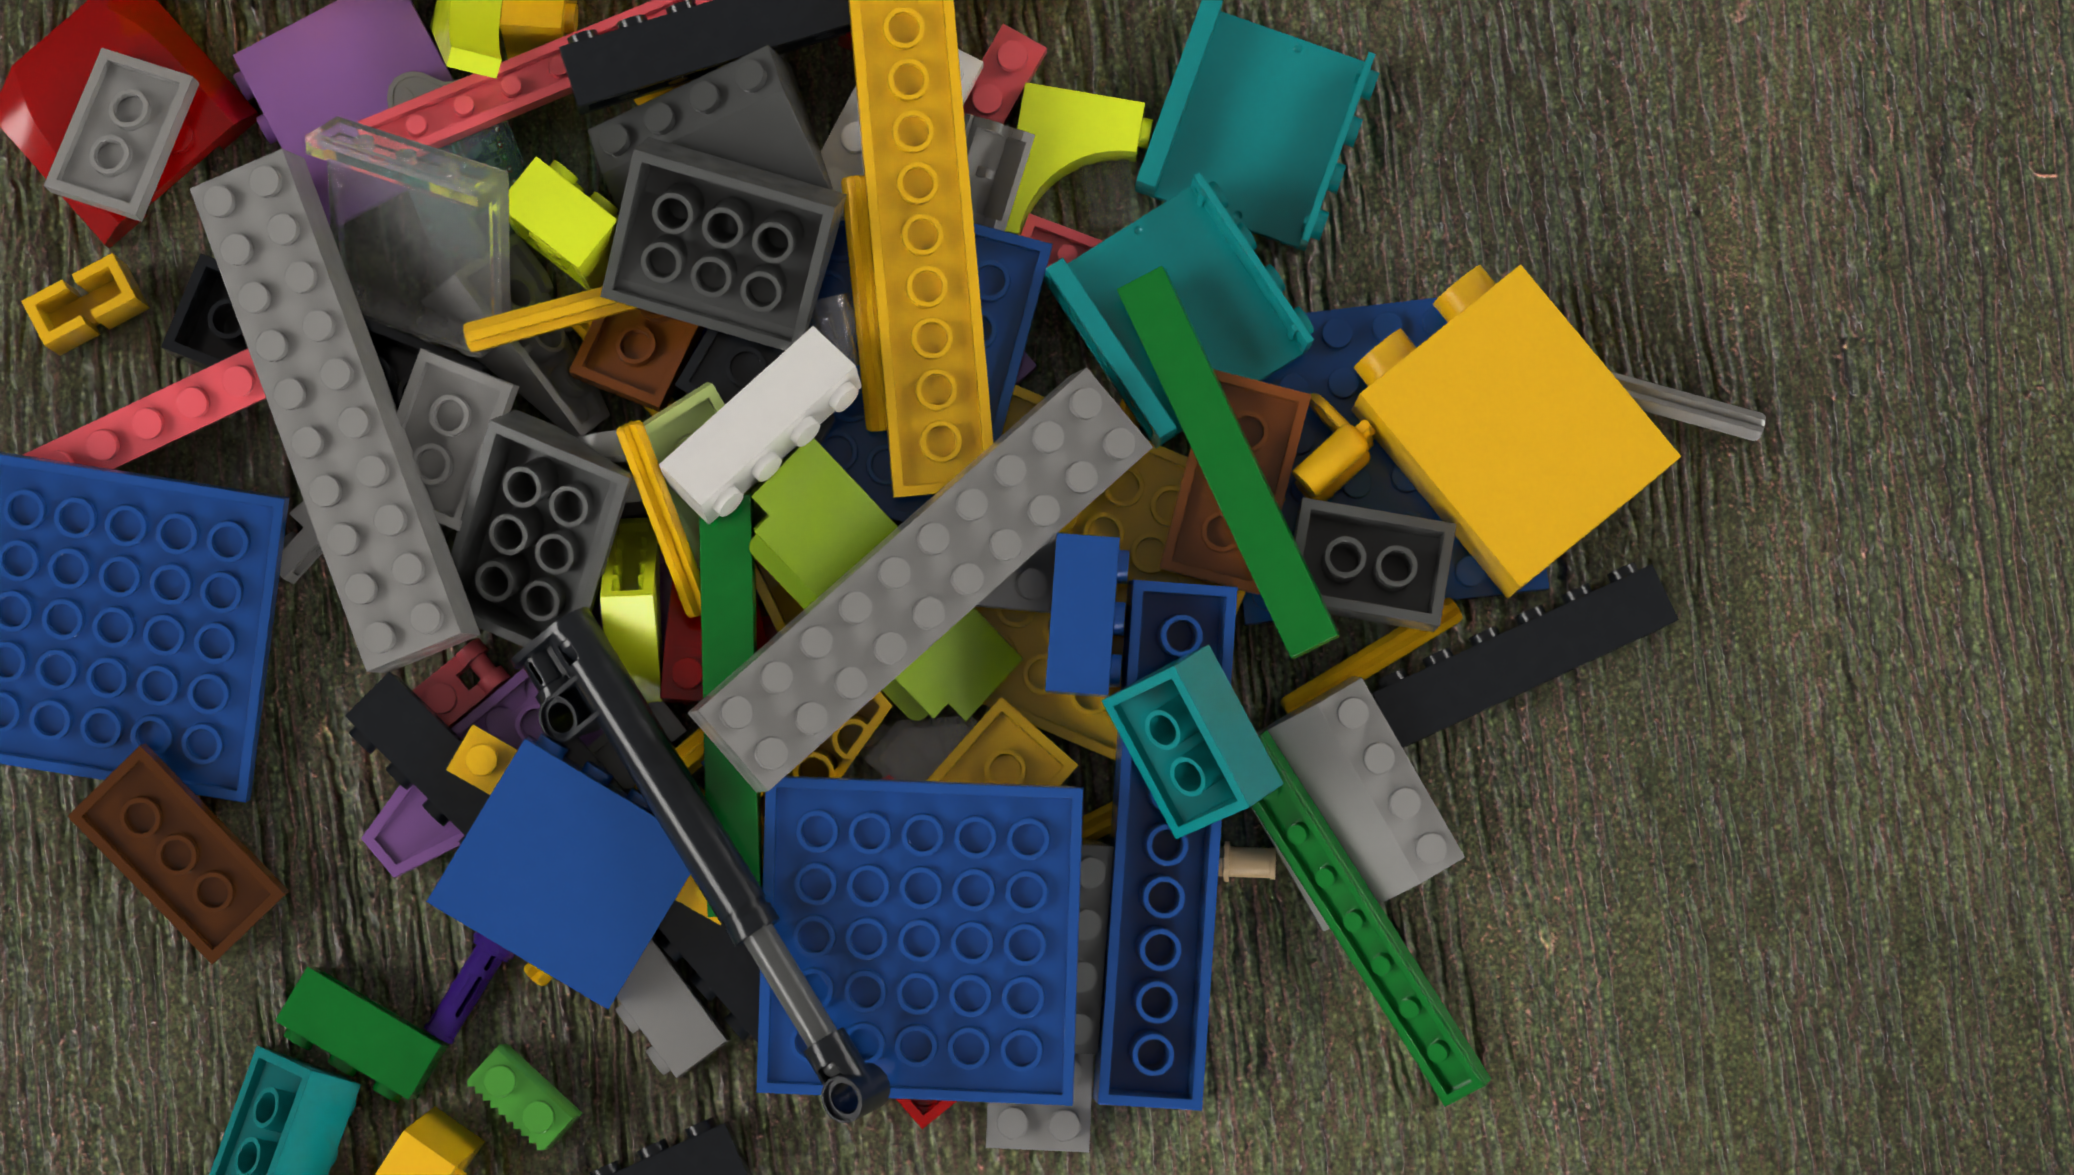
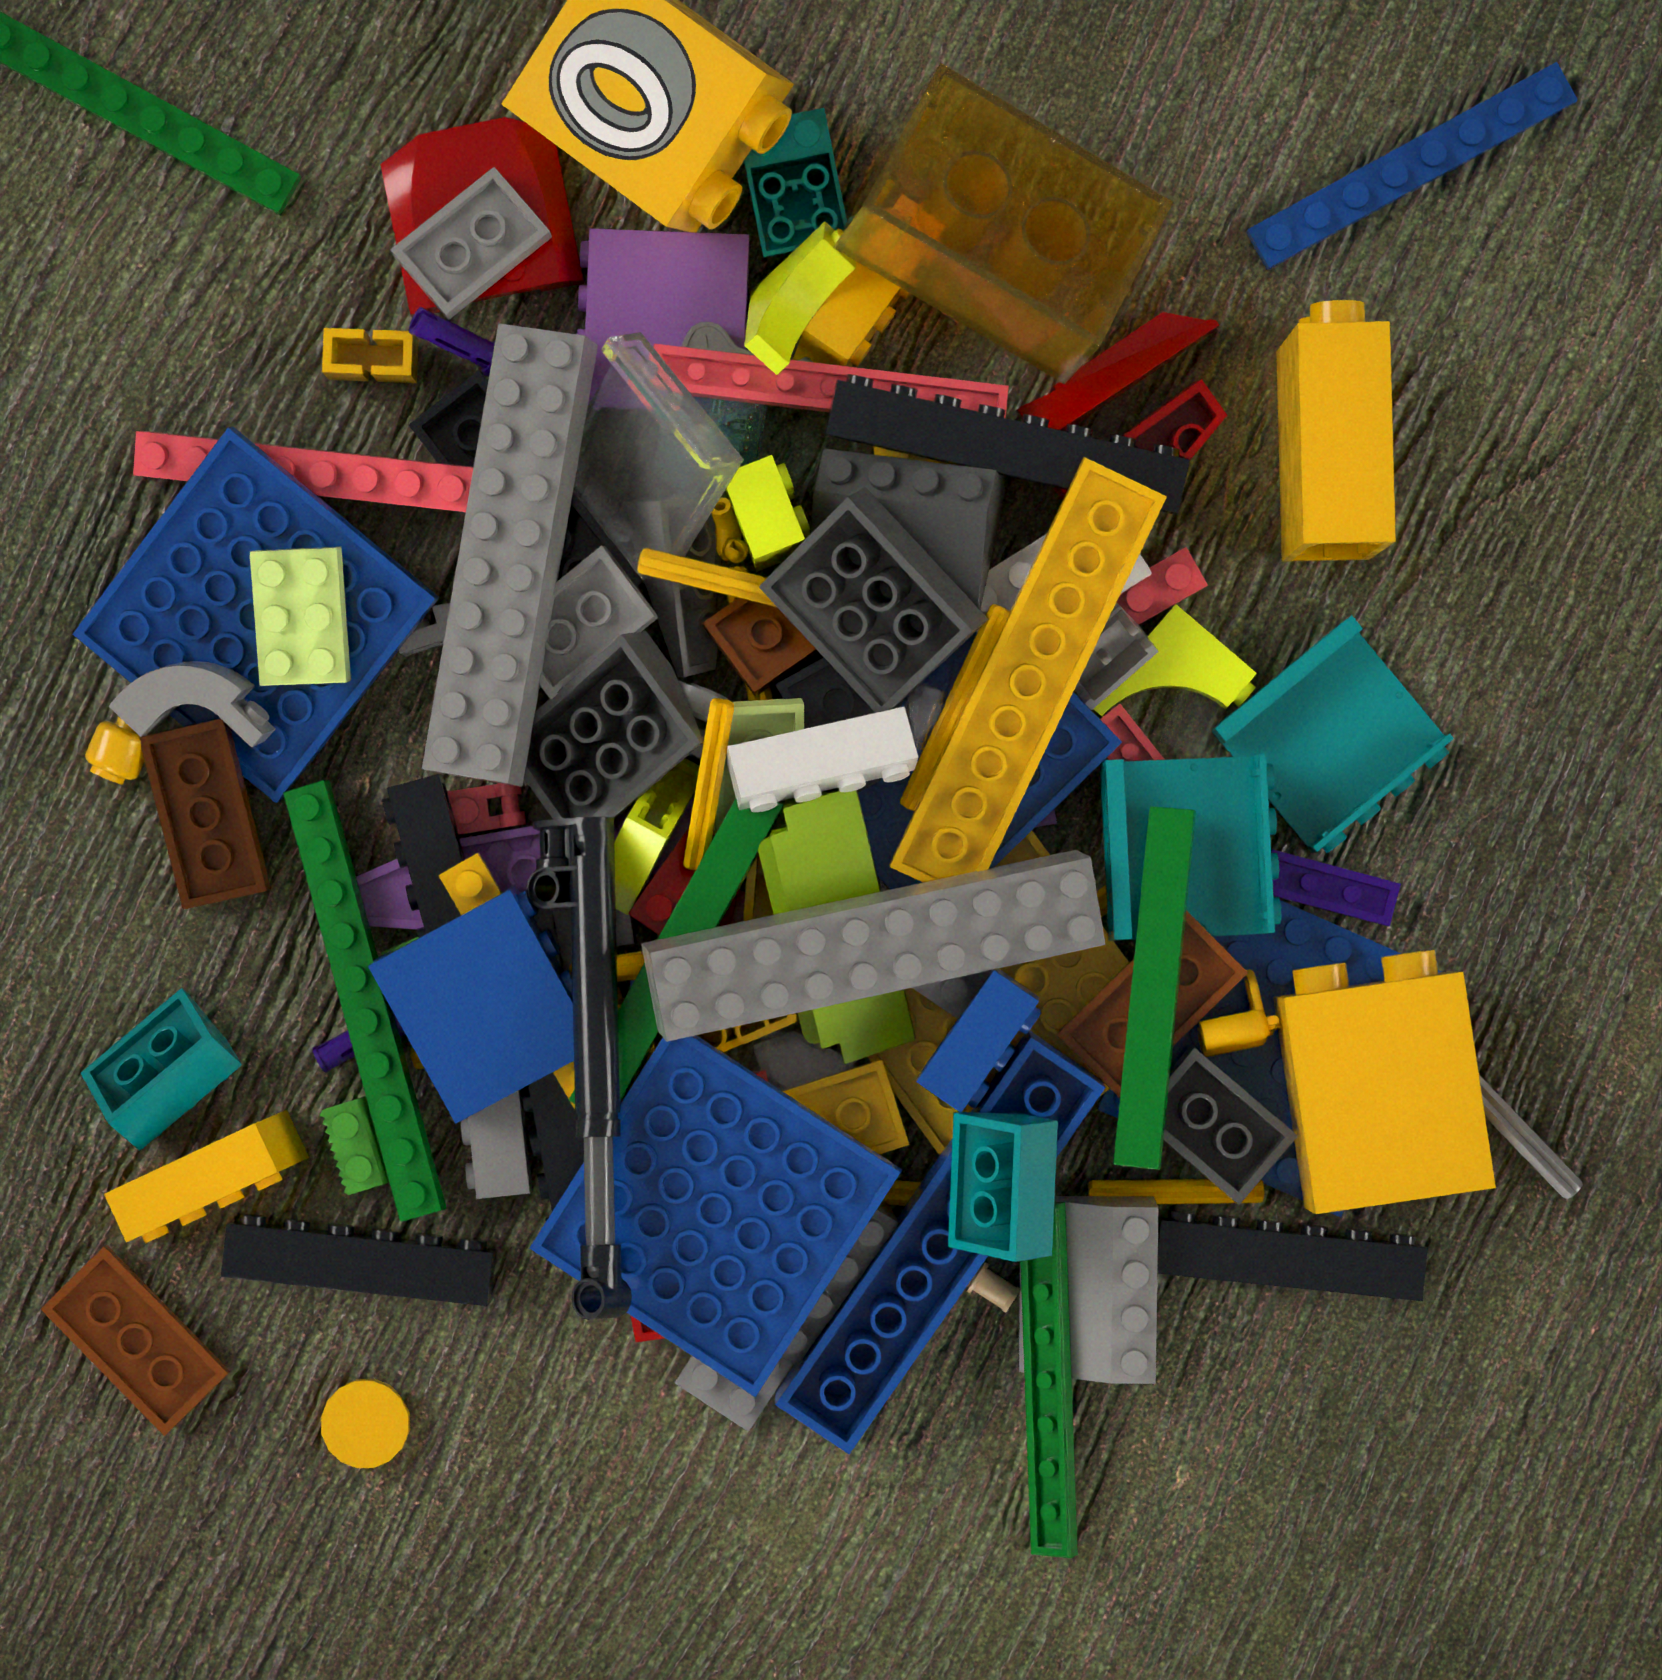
camera: 30 degrees right, 5 degrees up
(53, 844) = (115, 752): none -> yellow head
(62, 756) = (158, 693): none -> light grey arch
(156, 238) = (453, 338): none -> dark purple pin
(159, 596) = (300, 616): none -> yellowish green plate
(360, 1035) = (262, 1026): green brick -> none
(449, 947) = (364, 1006): none -> green plate
(542, 270) = (728, 533): none -> yellow arm
(1351, 270) = (1335, 889): none -> dark purple plate

